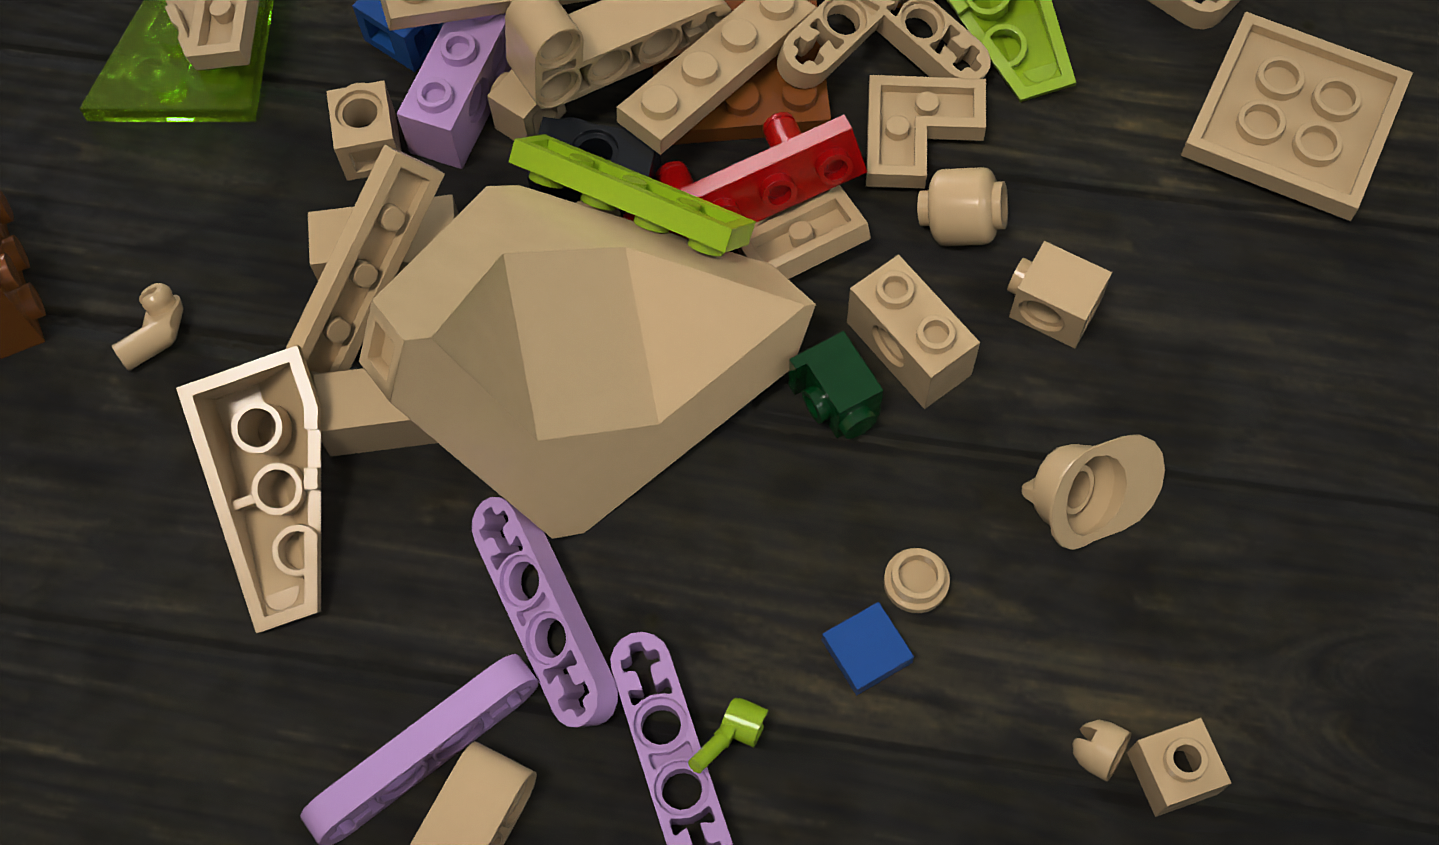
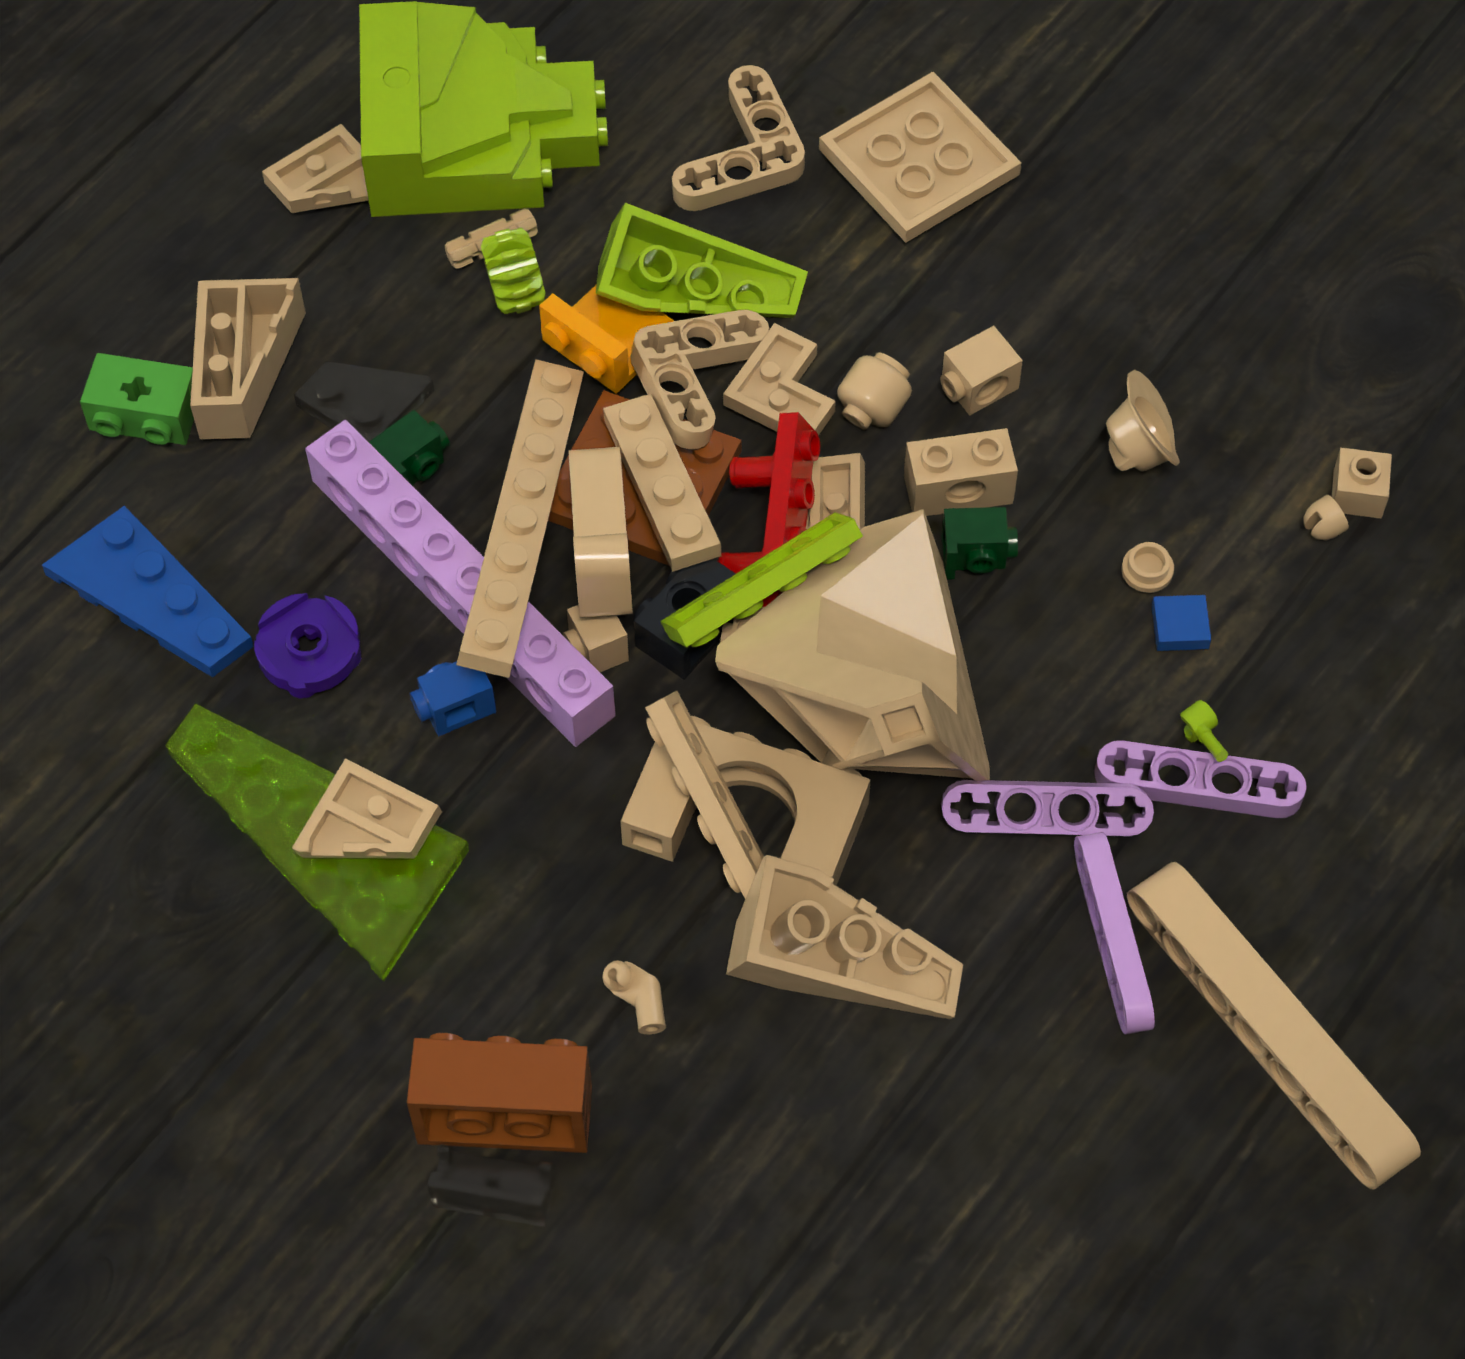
camera: 65 degrees left, 5 degrees down
(352, 109) = (555, 779): tan brick -> none

